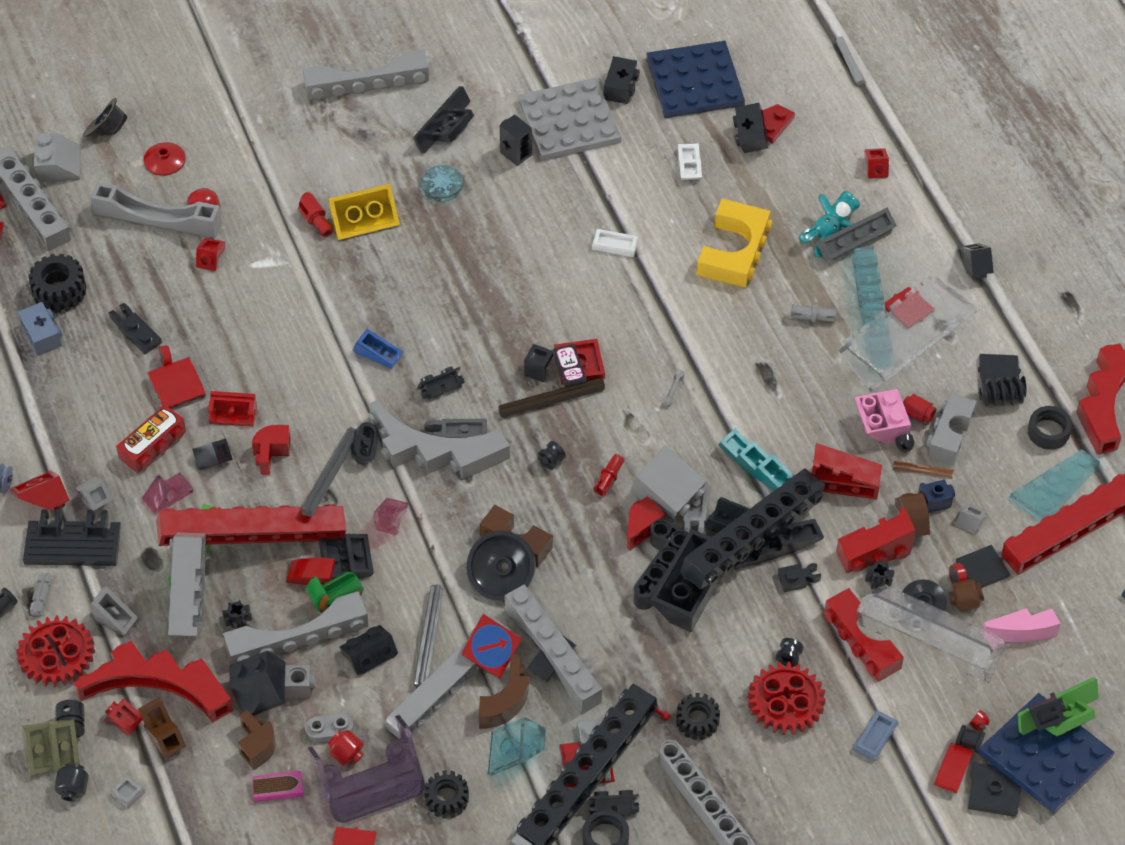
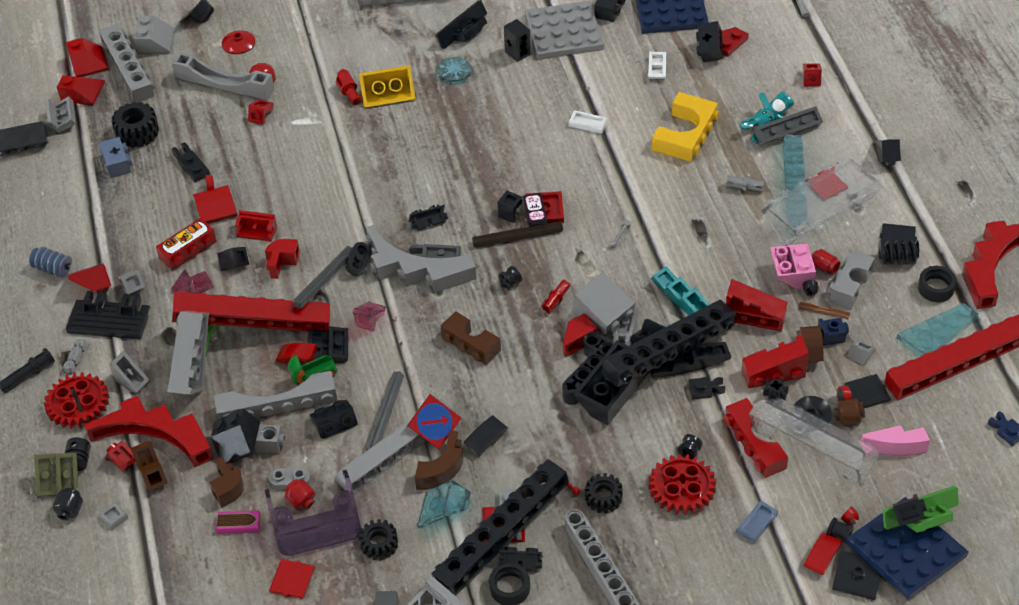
camera: 10 degrees right, 5 degrees down
(237, 615) = (229, 382): black gear -> none
(375, 340) = (374, 178): blue slope -> none
(486, 563) = (442, 357): black dish -> none
(533, 620) = (500, 449): light grey arch -> none

